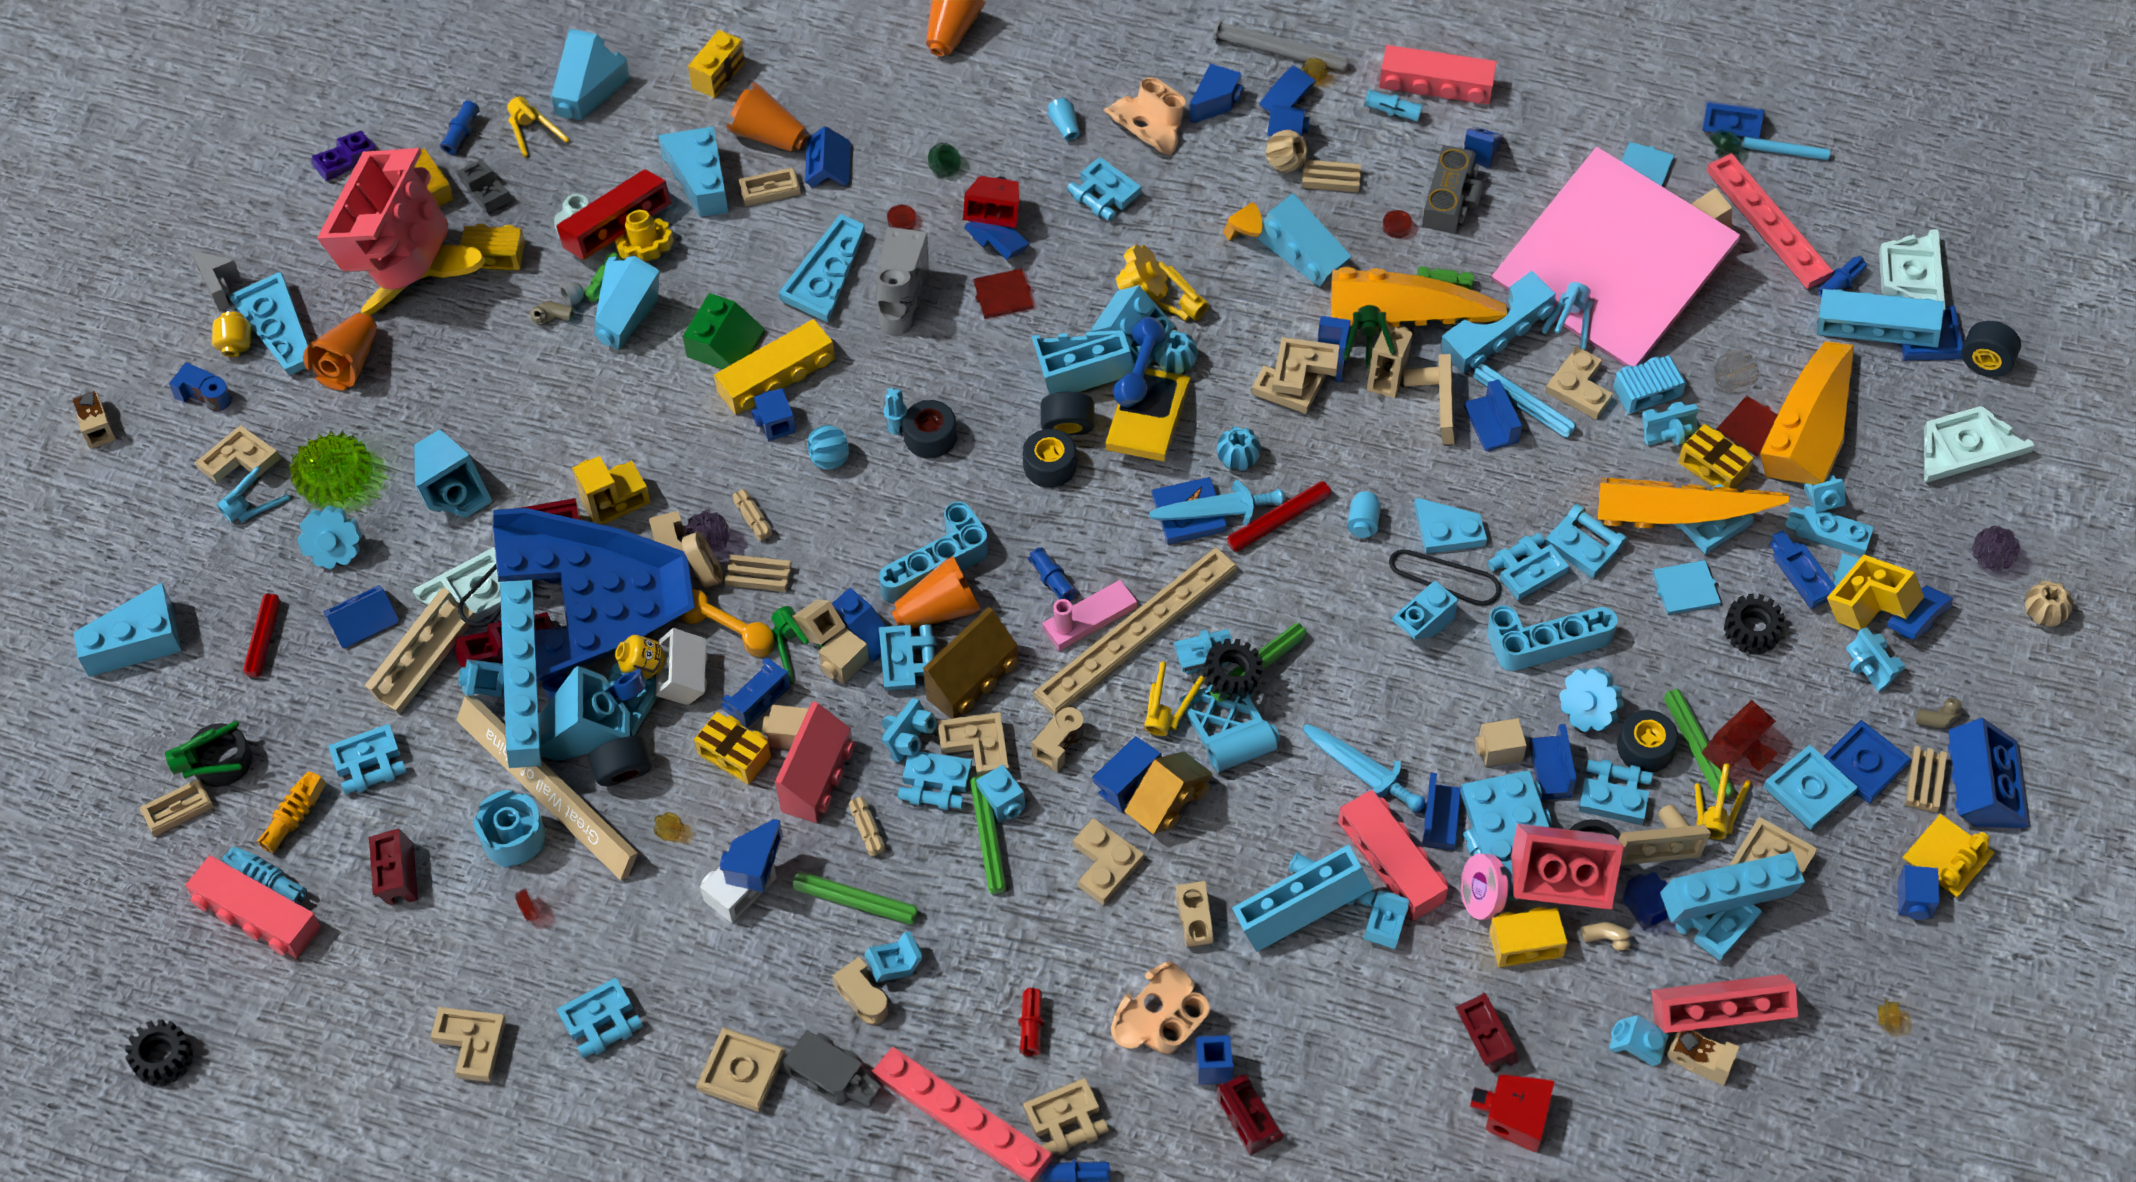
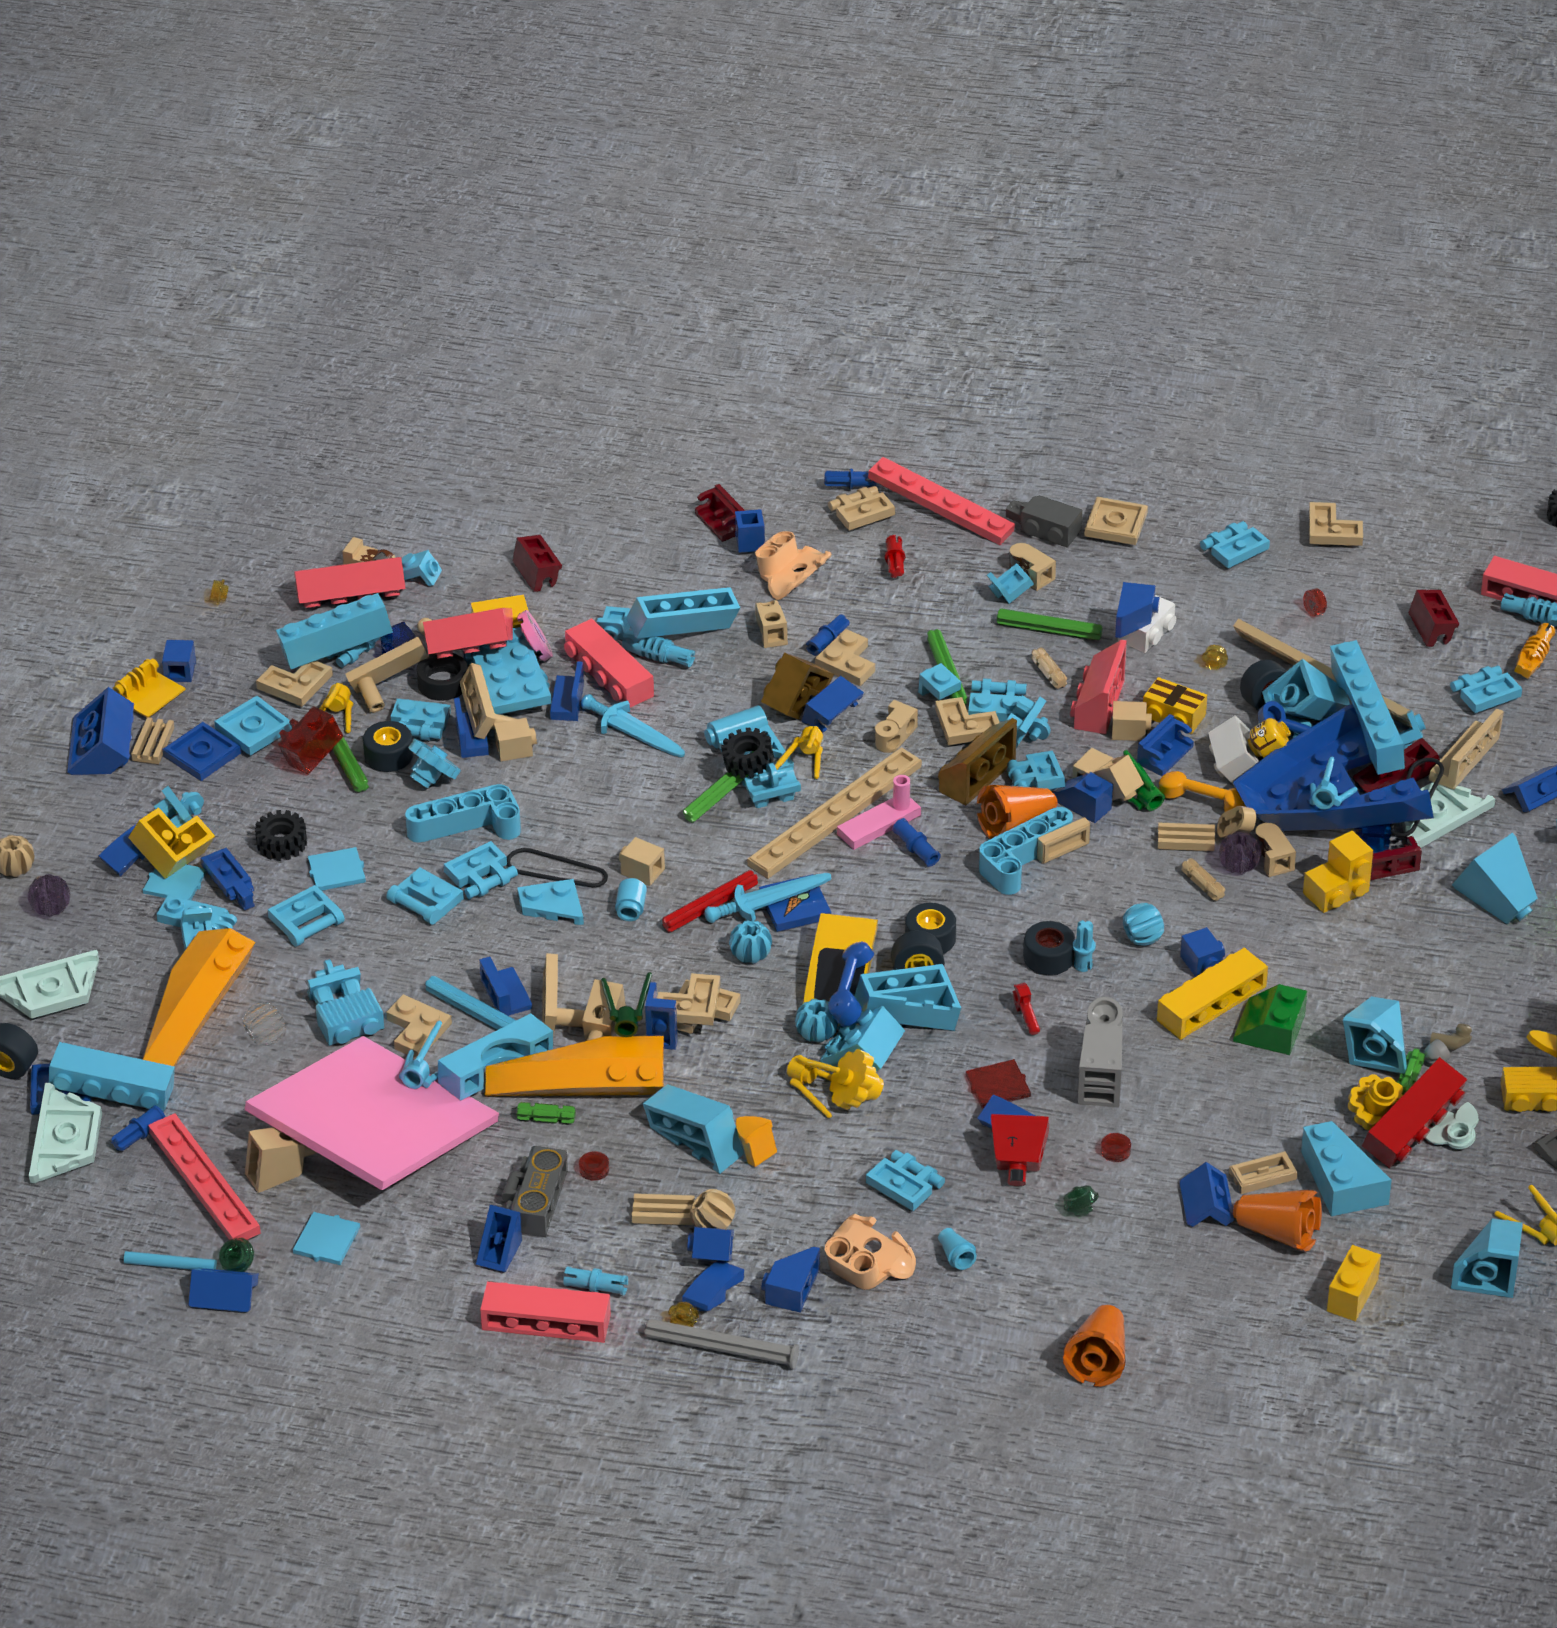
camera: 175 degrees right, 15 degrees down
(510, 828) = (1342, 626): medium azure brick -> none
(599, 534) = (1326, 793): none -> medium azure plant
(823, 272) = (1183, 1087): medium azure wing -> none
(873, 566) = (1063, 840): none -> tan tile
(964, 362) = (1022, 1001): none -> red bar
(1125, 894) = (826, 635): none -> blue axle
(1352, 561) = (642, 861): none -> tan brick
(1427, 612) = (576, 819): medium azure slope -> none
(1516, 1108) = (516, 519): red torso -> none
(1539, 758) = (479, 702): none -> tan piece
(1663, 503) = (336, 909): light orange wedge -> none
(1715, 458) = (293, 955): yellow brick -> none
(1748, 425) = (251, 992): clear red piece -> none
(1942, 717) = (128, 781): dark tan arm -> none

